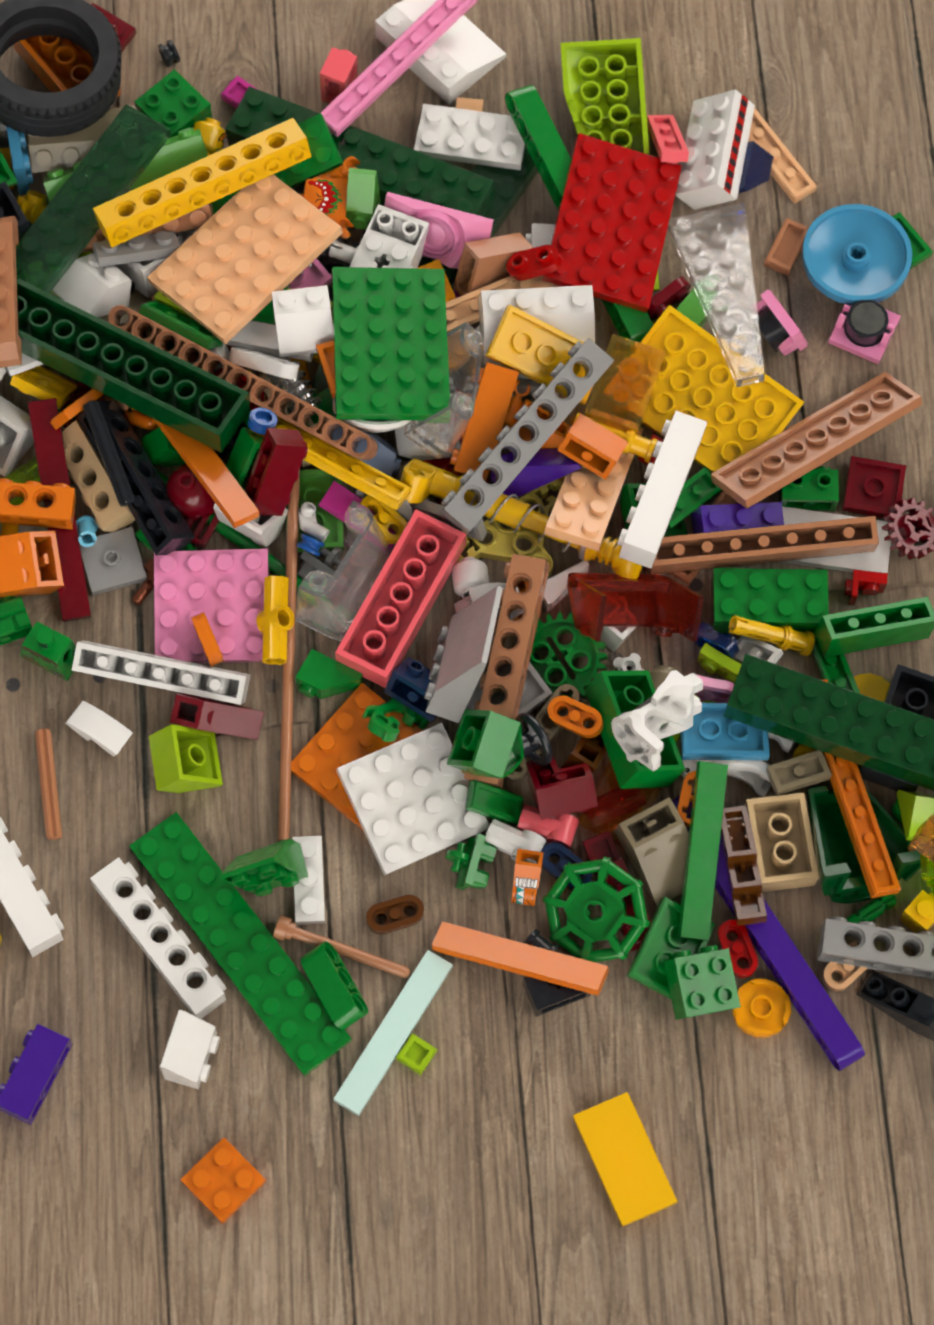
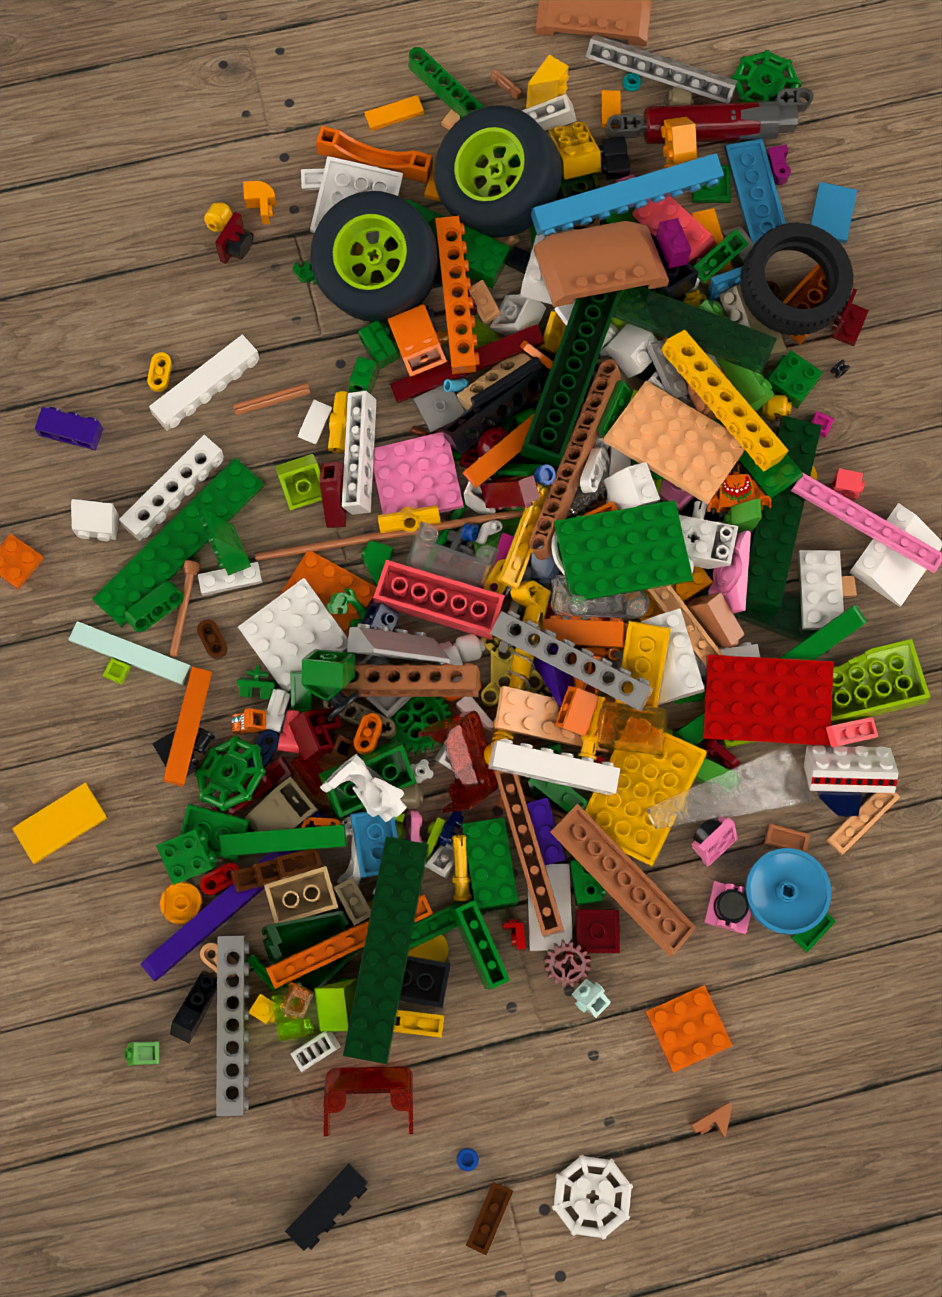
camera: 80 degrees right, 5 degrees up
(106, 694) = (337, 423): none -> yellow piece
(207, 639) = (386, 476): orange beam -> none
(529, 263) = (715, 640): red plate -> none

